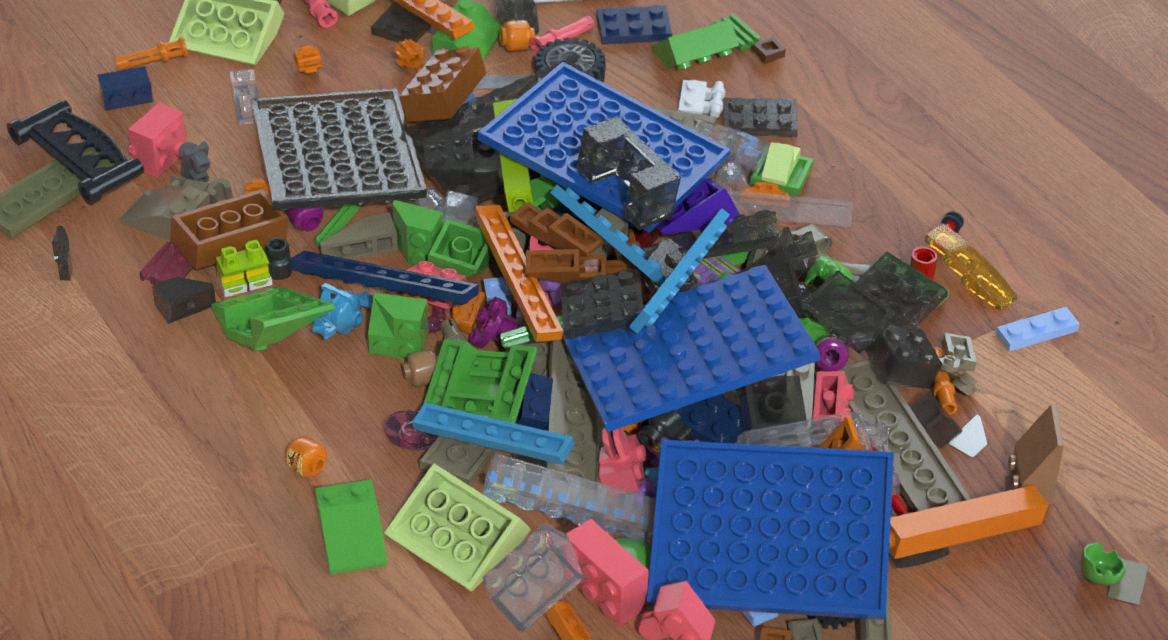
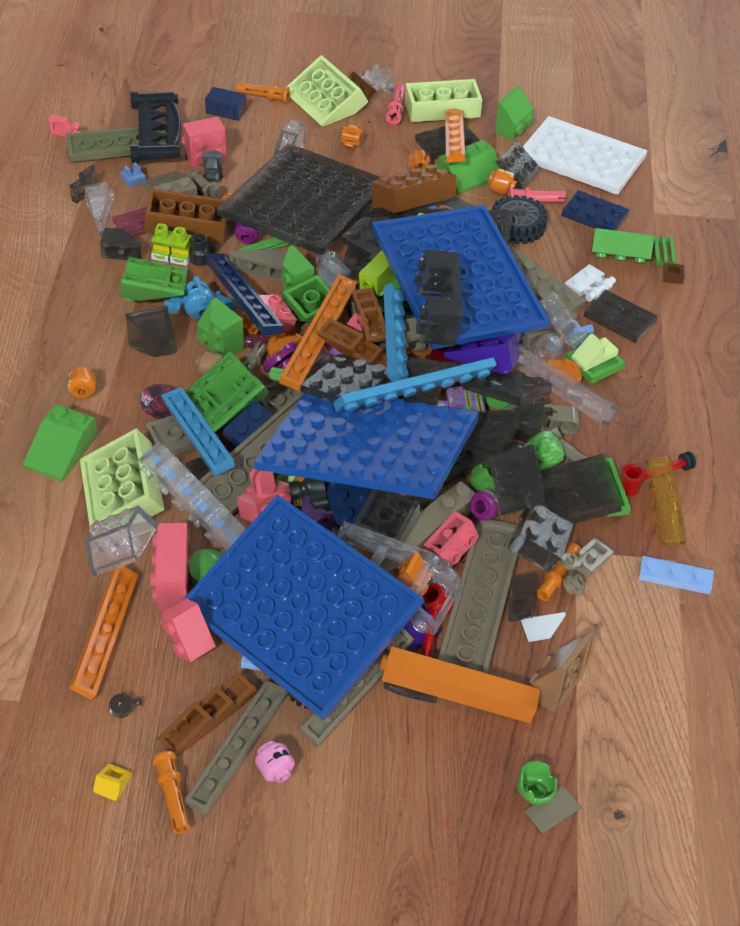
camera: 35 degrees right, 5 degrees up
(105, 218) = (132, 176): none -> medium blue tile
(106, 266) = (99, 202): none -> clear slope
(329, 367) = (151, 332): none -> clear smoke slope

